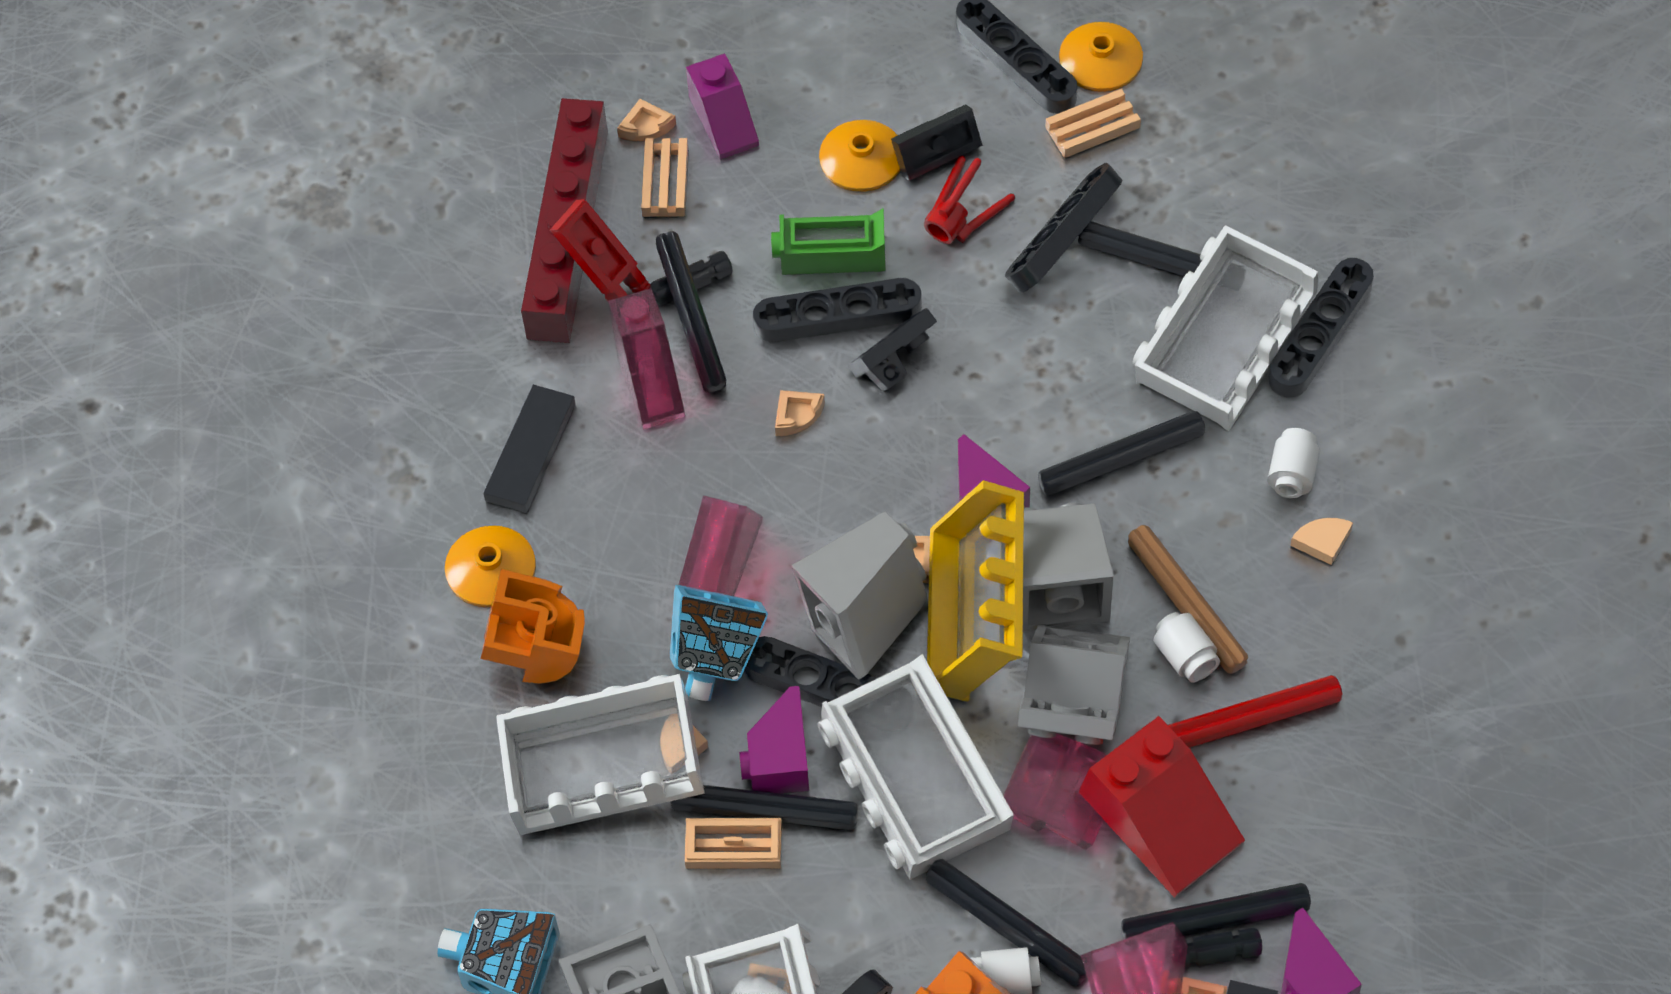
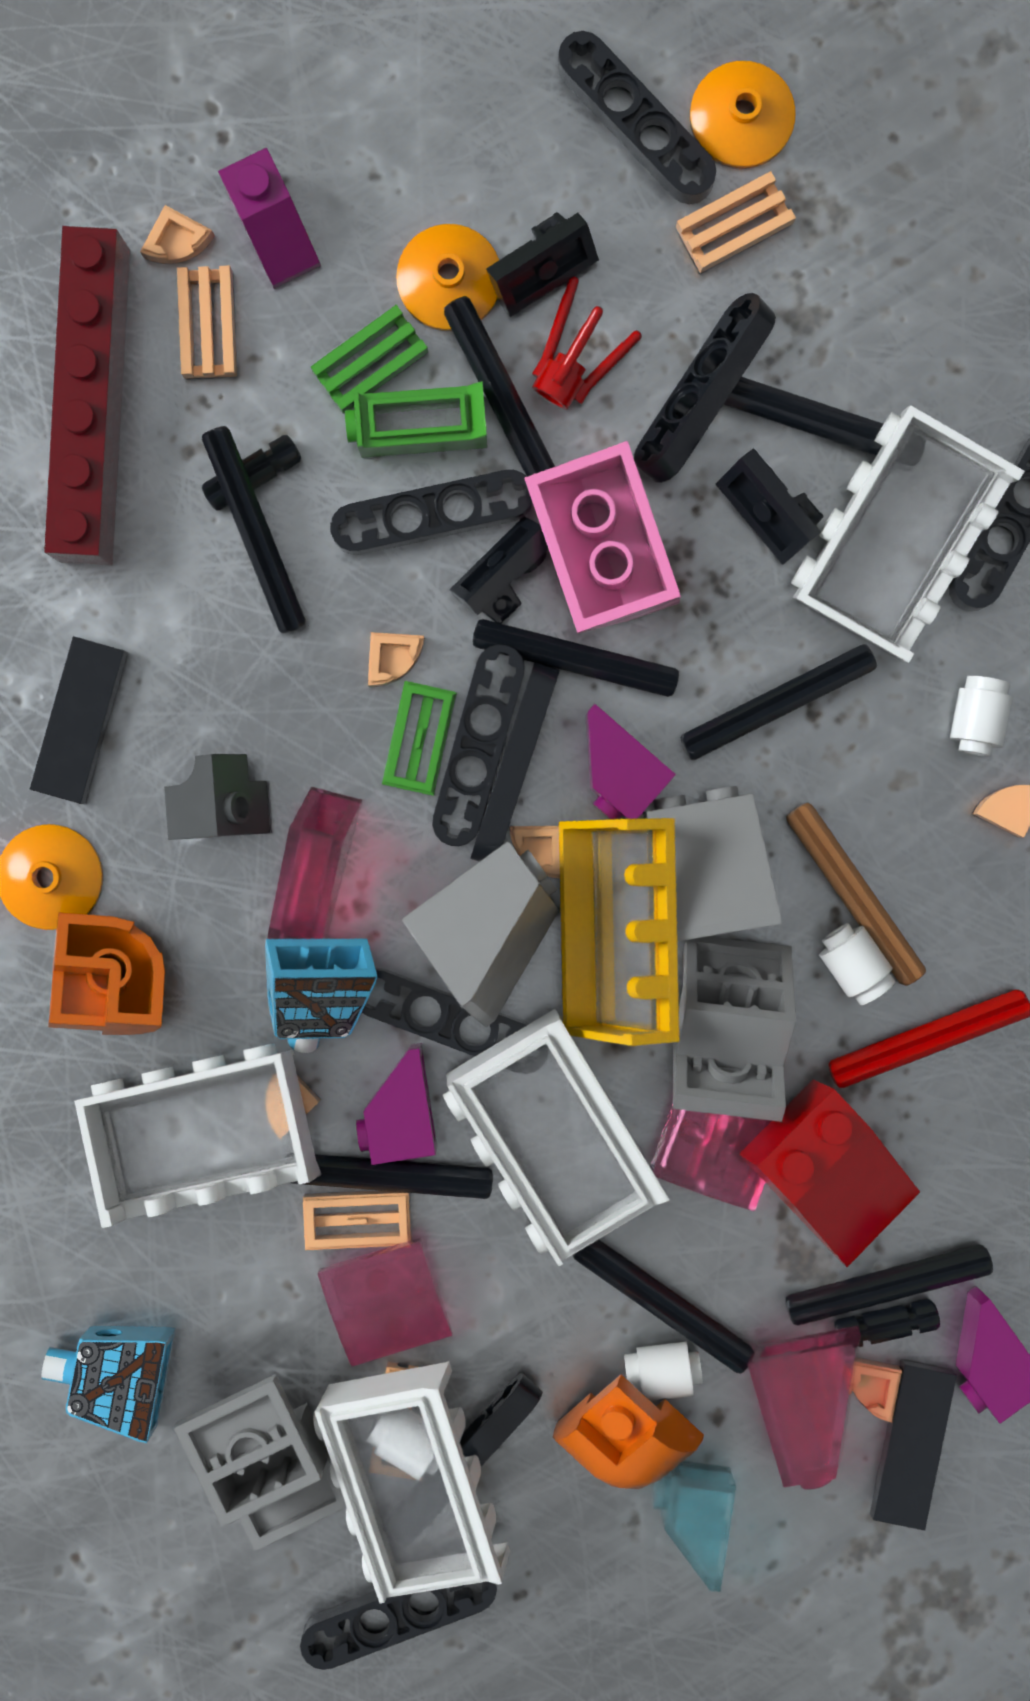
camera: 10 degrees left, 30 degrees up
(598, 251) = (130, 464): red hinge -> none
(641, 501) = (217, 800): none -> dark grey brick
(646, 358) = (204, 613): clear pink slope -> none
(751, 897) = (385, 1302): none -> clear pink slope
(790, 199) = (356, 343): none -> bright green tile
(807, 501) = (429, 694): none -> bright green tile
(868, 471) = (471, 743): none -> black beam
(900, 230) = (497, 386): none -> black axle
(903, 466) = (515, 760): none -> black beam
(951, 415) = (579, 658): none -> black axle
(978, 321) = (603, 539): none -> bright pink slope
(1115, 309) = (765, 504): none -> black hinge

